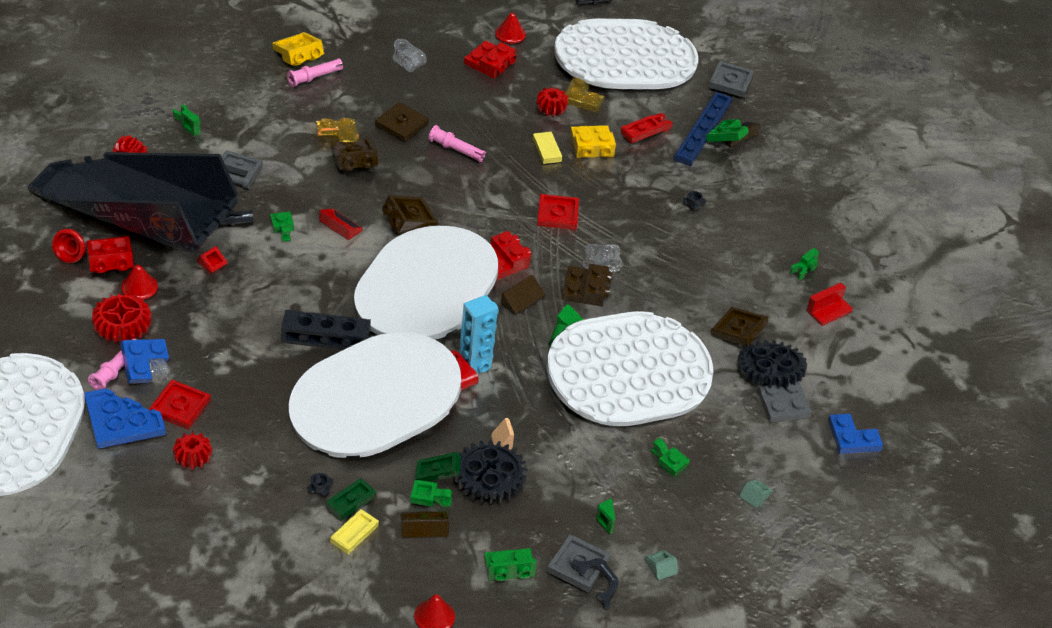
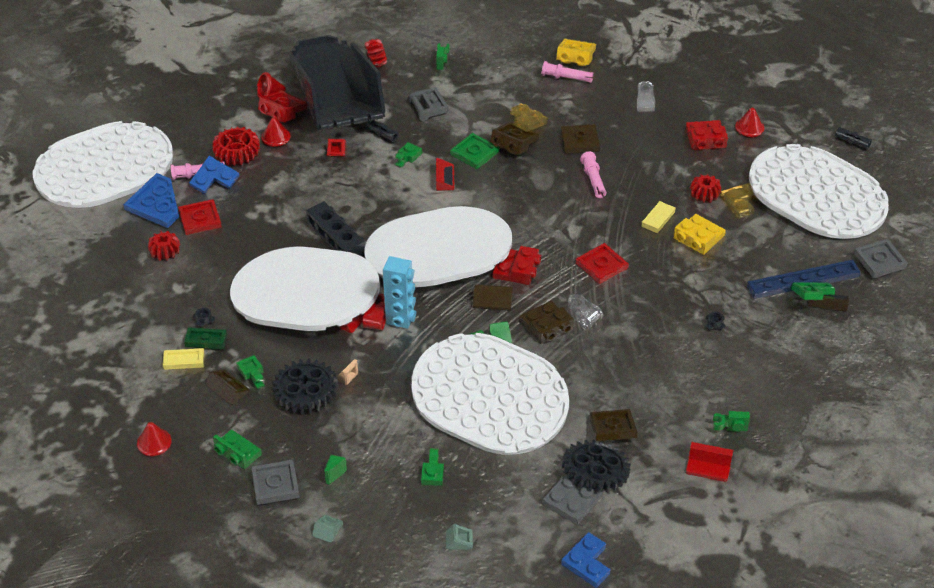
camera: 55 degrees right, 0 degrees up
(159, 369) = (214, 188): clear tile -> none
(332, 186) = (474, 151): none -> green tile
(408, 213) = (492, 196): dark brown plate -> none
(438, 467) = (275, 358): dark green plate -> none
(606, 571) = (276, 508): black helmet -> none
(645, 127) = (755, 249): red hinge -> none

